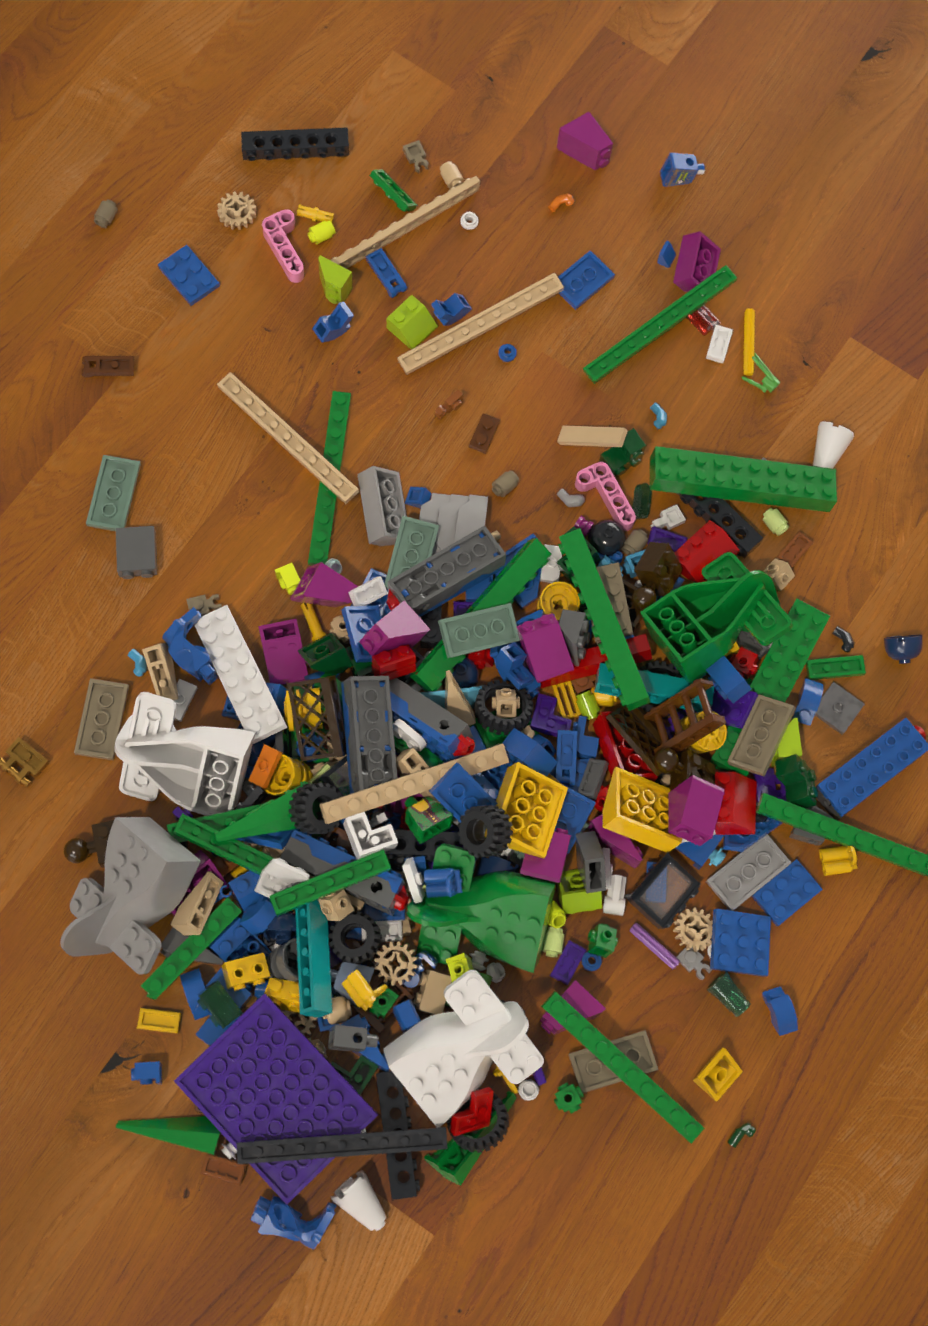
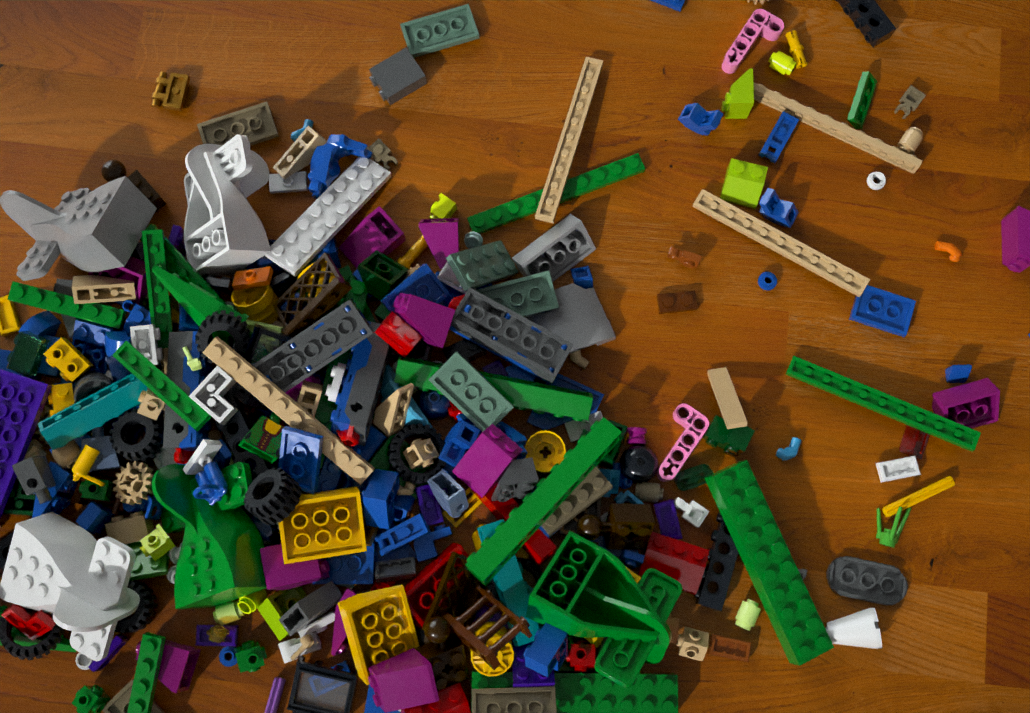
camera: 70 degrees right, 5 degrees up
(326, 846) = (194, 364): none -> yellowish green hand
(366, 566) = (482, 265): none -> sand green plate
(505, 483) = (638, 345): dark tan brick -> none
(553, 697) = (455, 499): none -> sand blue torso
(569, 956) = (217, 633): none -> clear yellow plate
(571, 500) = (657, 412): light grey arm -> none
(587, 705) = (465, 529): lime brick -> none
(616, 882) = (307, 642): none -> tan hand
(687, 578) = (631, 559): none -> blue plate
(794, 418) = (866, 580): none -> dark grey tile

